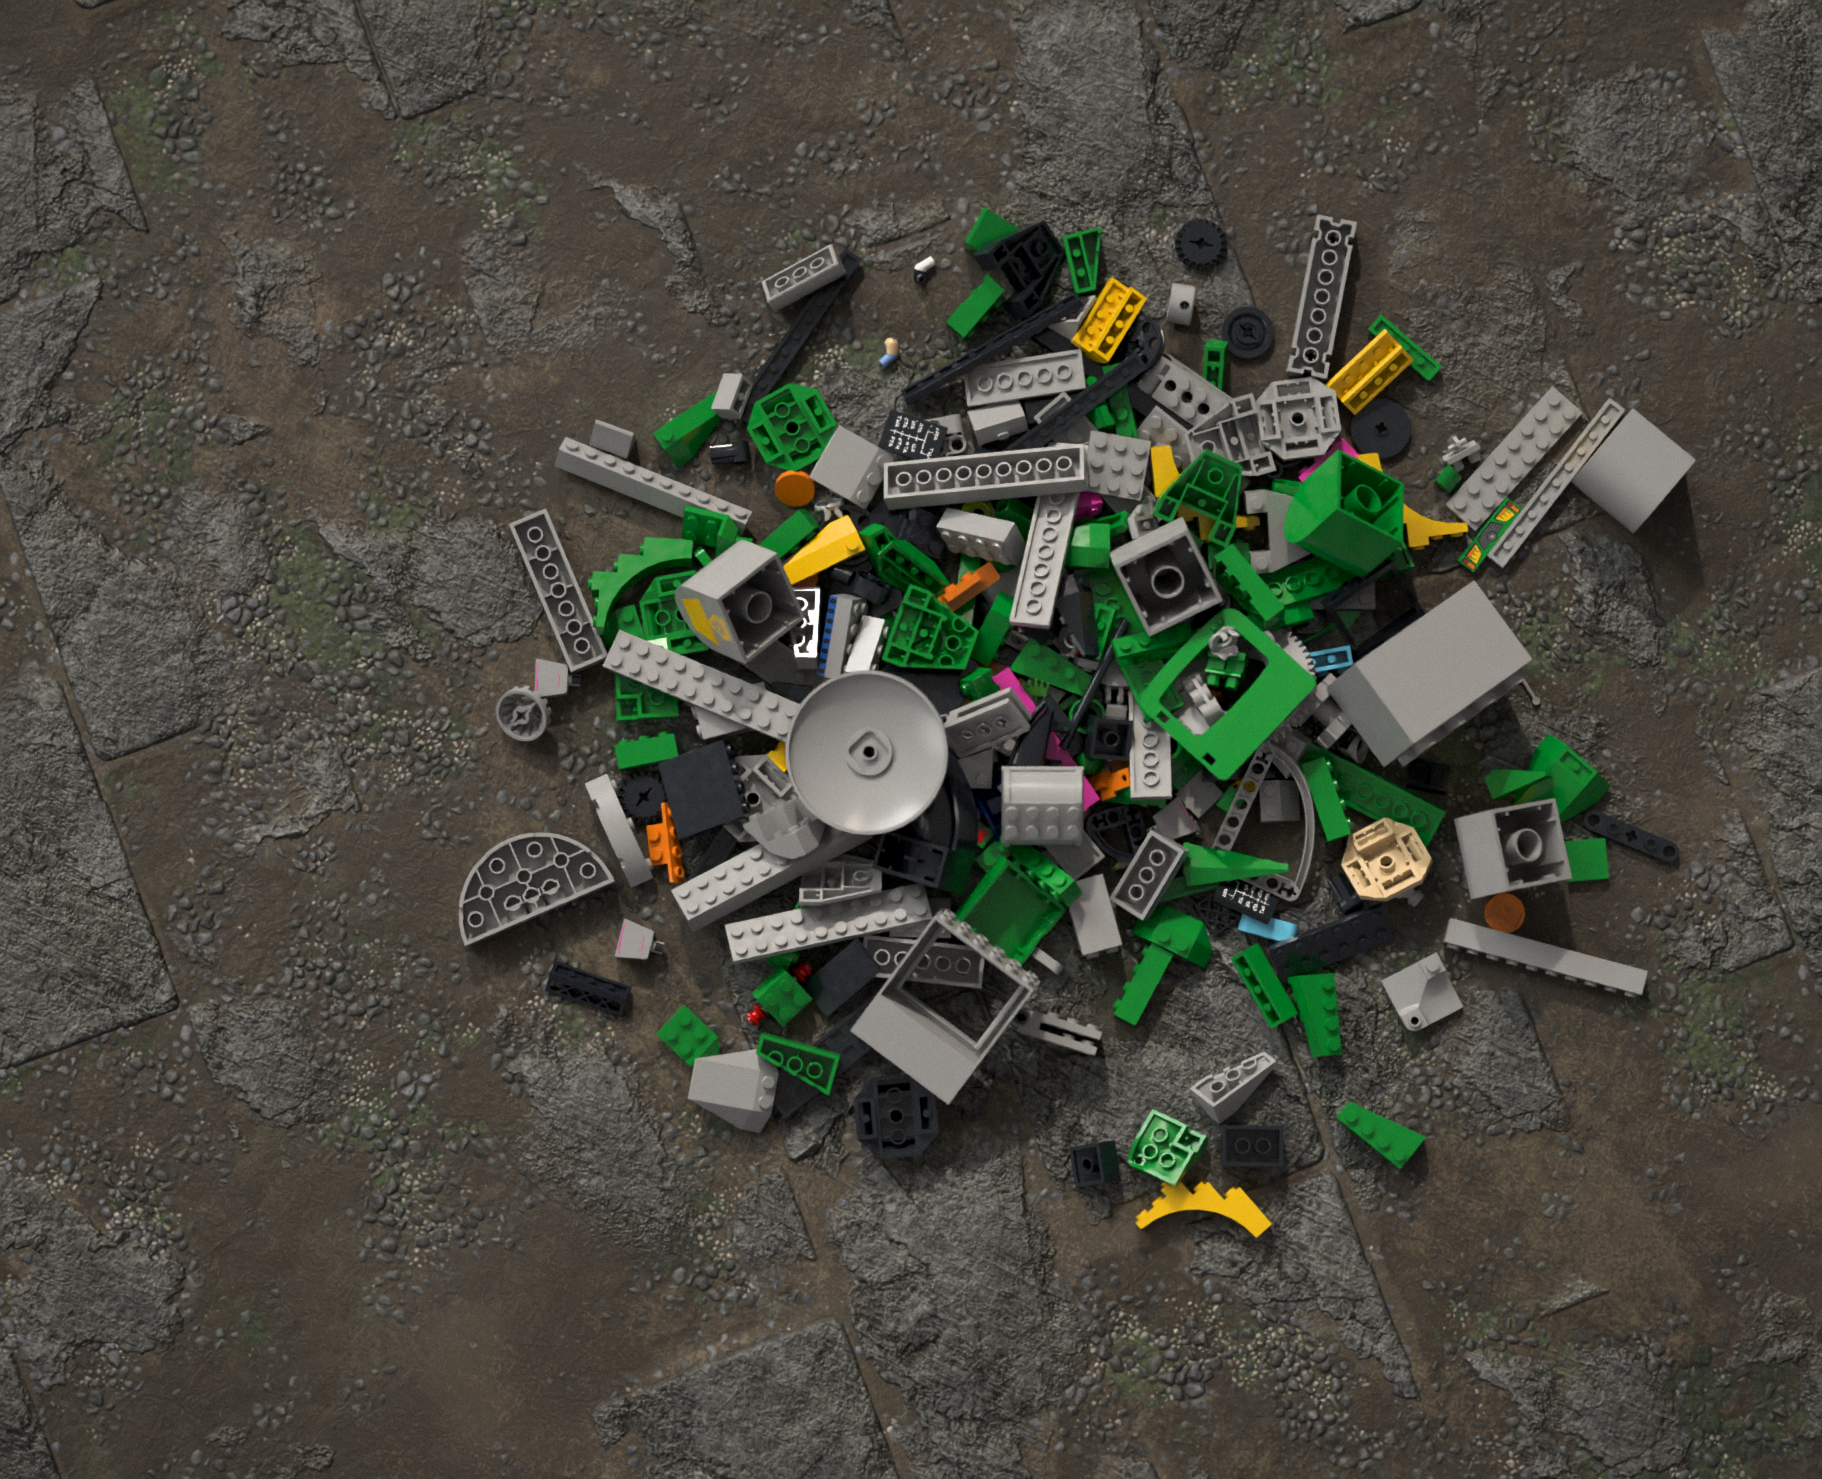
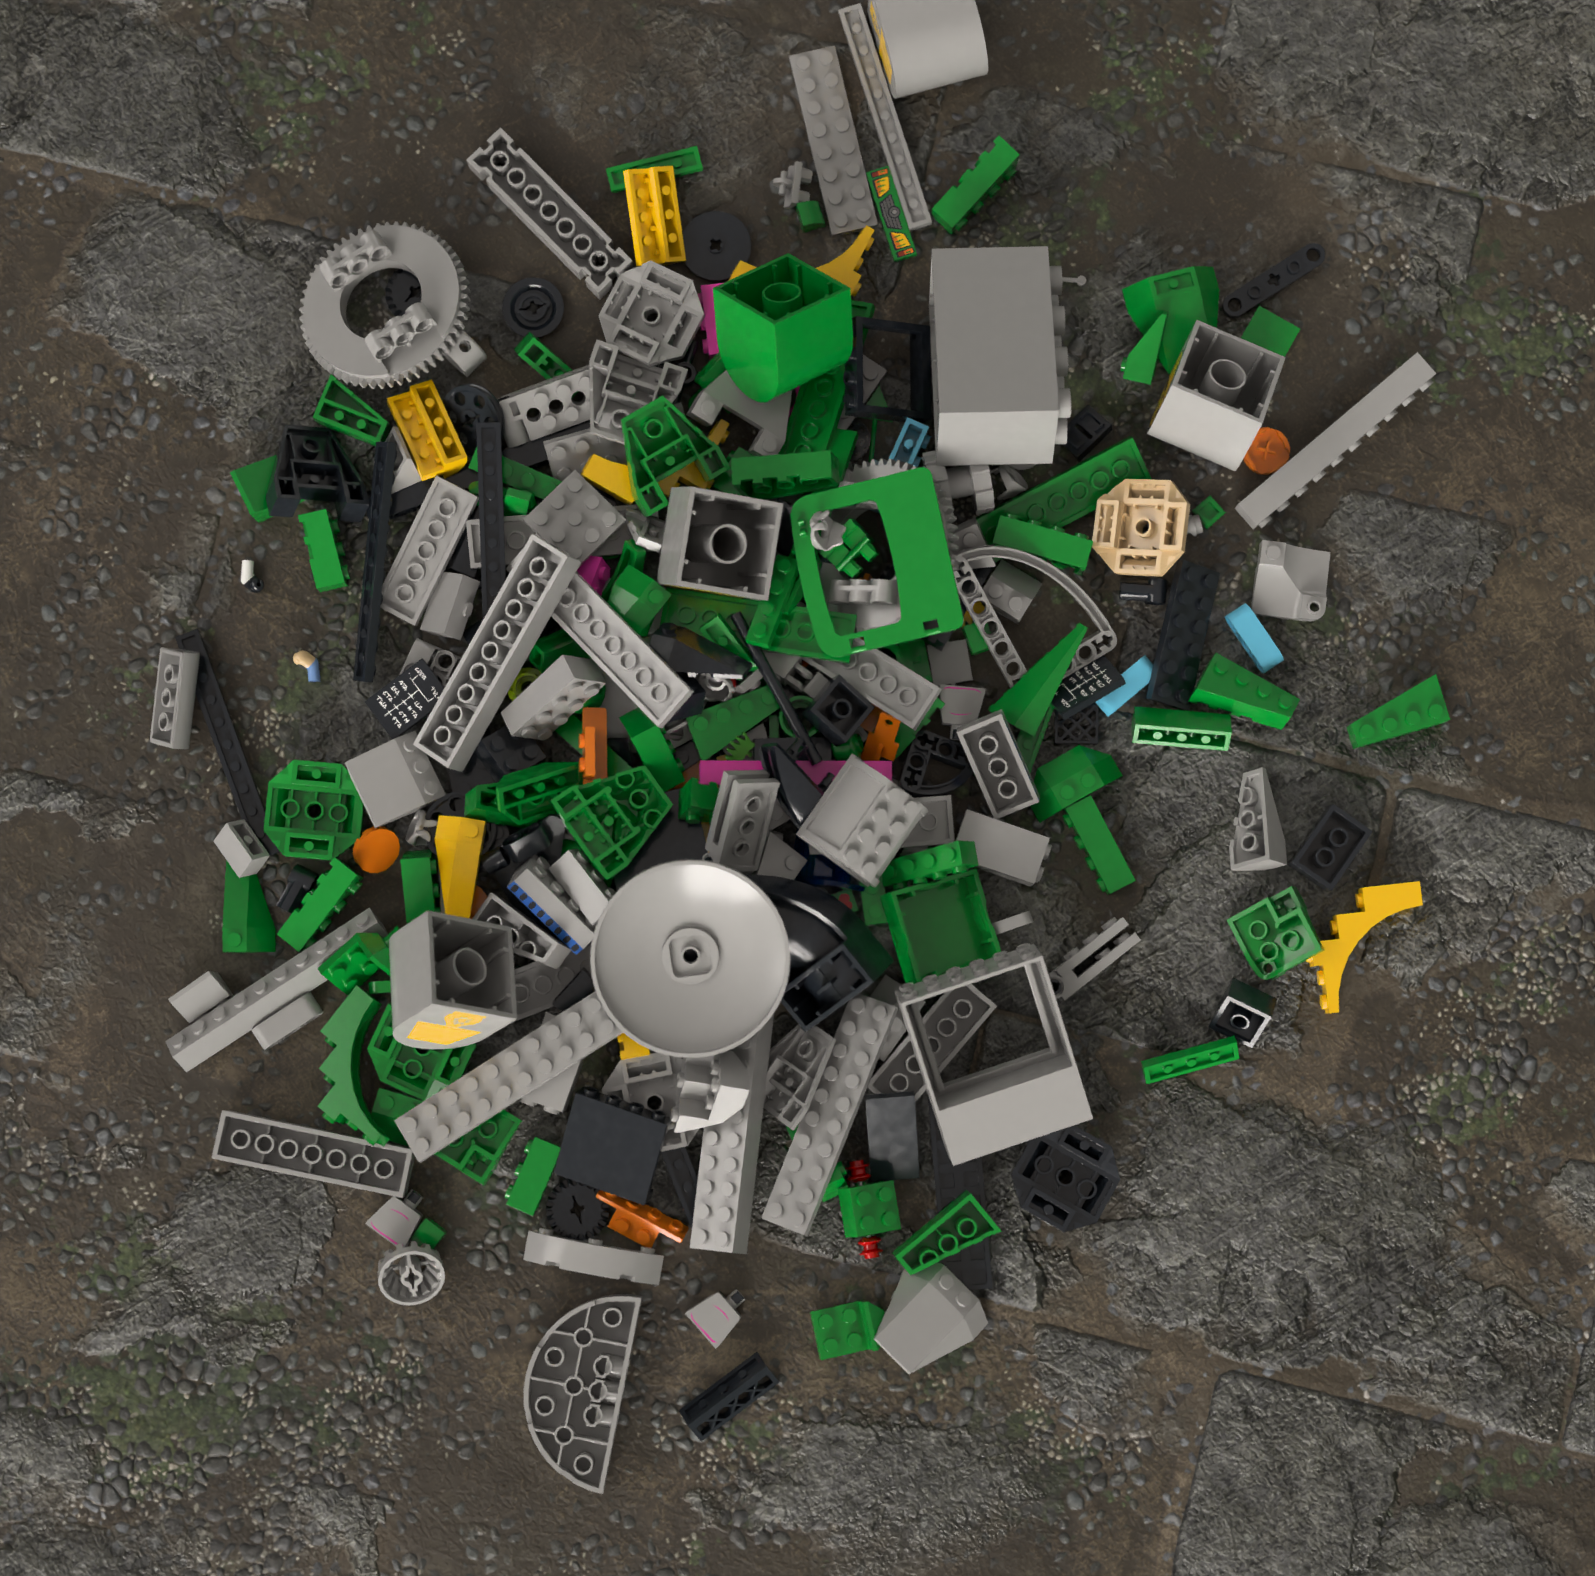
camera: 60 degrees left, 0 degrees up
(559, 707) = (429, 1233): none -> green brick
(635, 510) = (287, 1021): none -> light grey beam
(730, 477) = (321, 905): none -> green wedge
(1037, 1149) = (1190, 1060): none -> green plate
(1157, 263) = (406, 341): none -> light grey piece
(1364, 994) = (1254, 638): none -> medium azure beam
(1432, 902) = (1208, 511): none -> green tile
(1549, 581) = (976, 186): none -> green wedge

